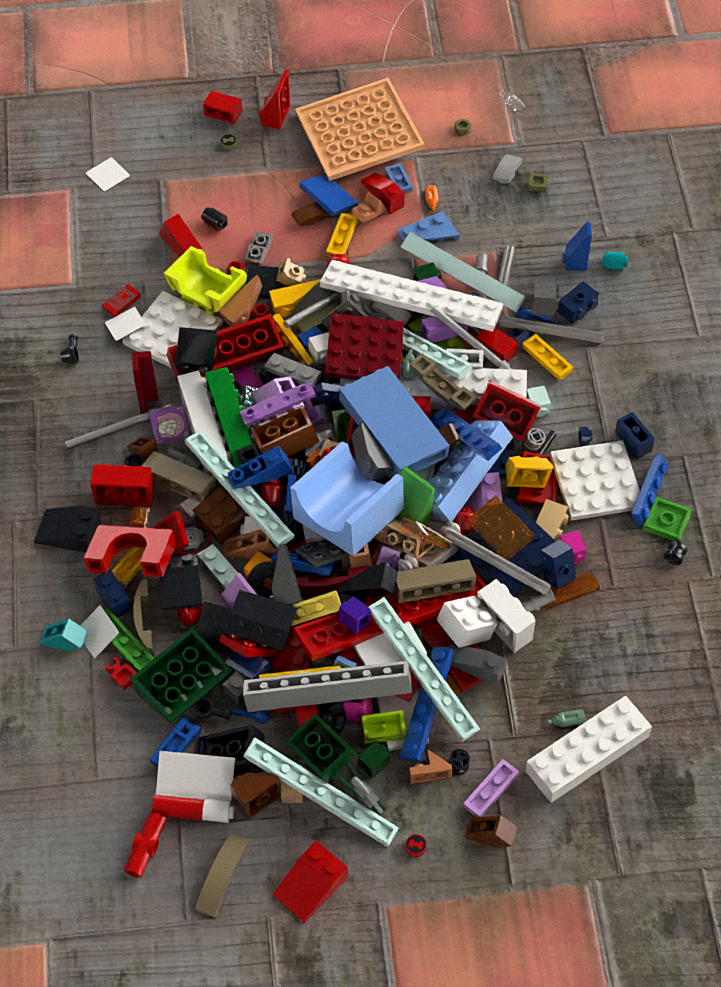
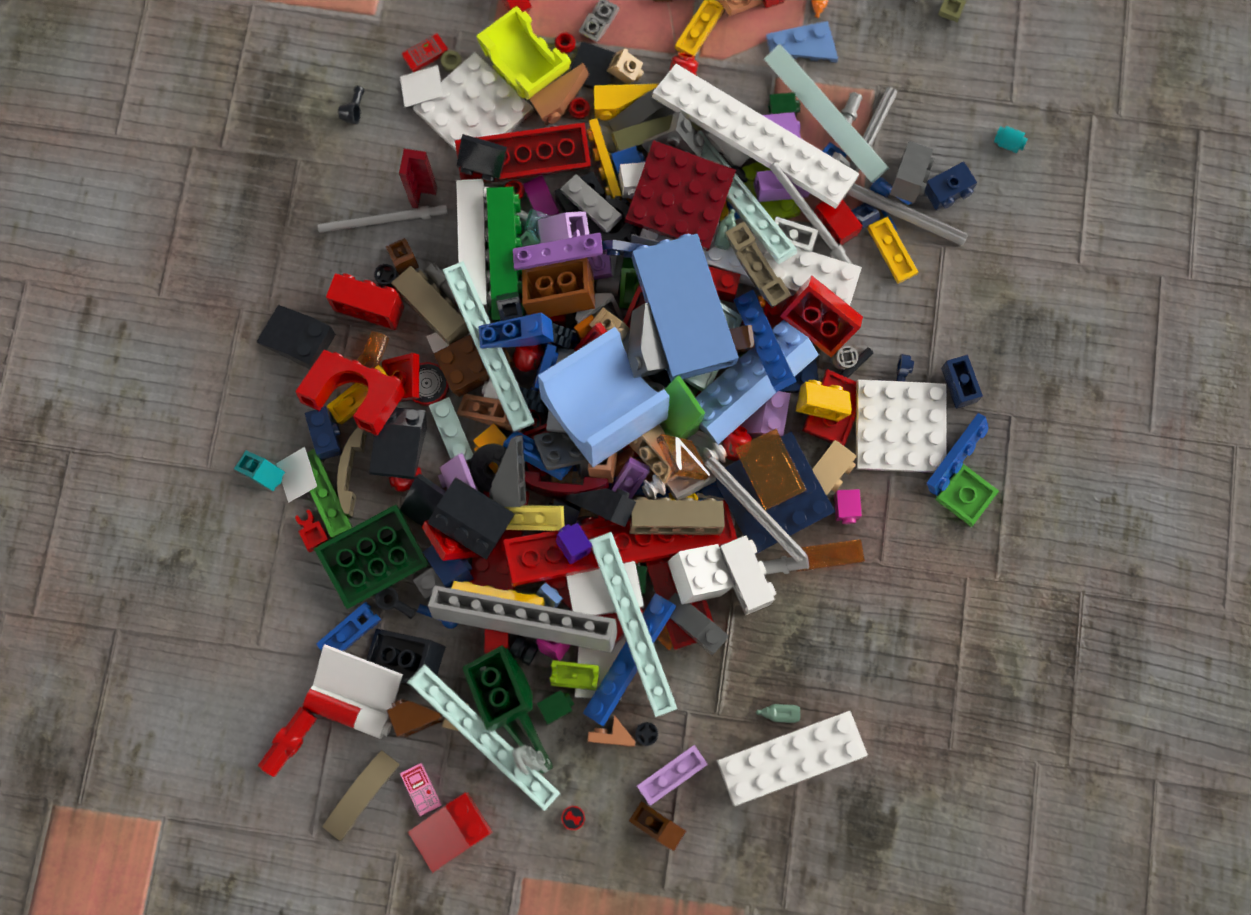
camera: 15 degrees right, 20 degrees up
(144, 301) = (450, 61): none -> olive tile
(169, 424) = (438, 231): sticker -> none
(274, 856) = (421, 789): none -> bright pink tile
(310, 310) = (634, 125): light grey bar -> none
(541, 397) = (866, 305): light aqua brick -> none
(558, 564) = (823, 528): dark blue brick -> none
(578, 249) = (970, 117): blue slope -> none
(675, 553) = (962, 542): black wheel -> none

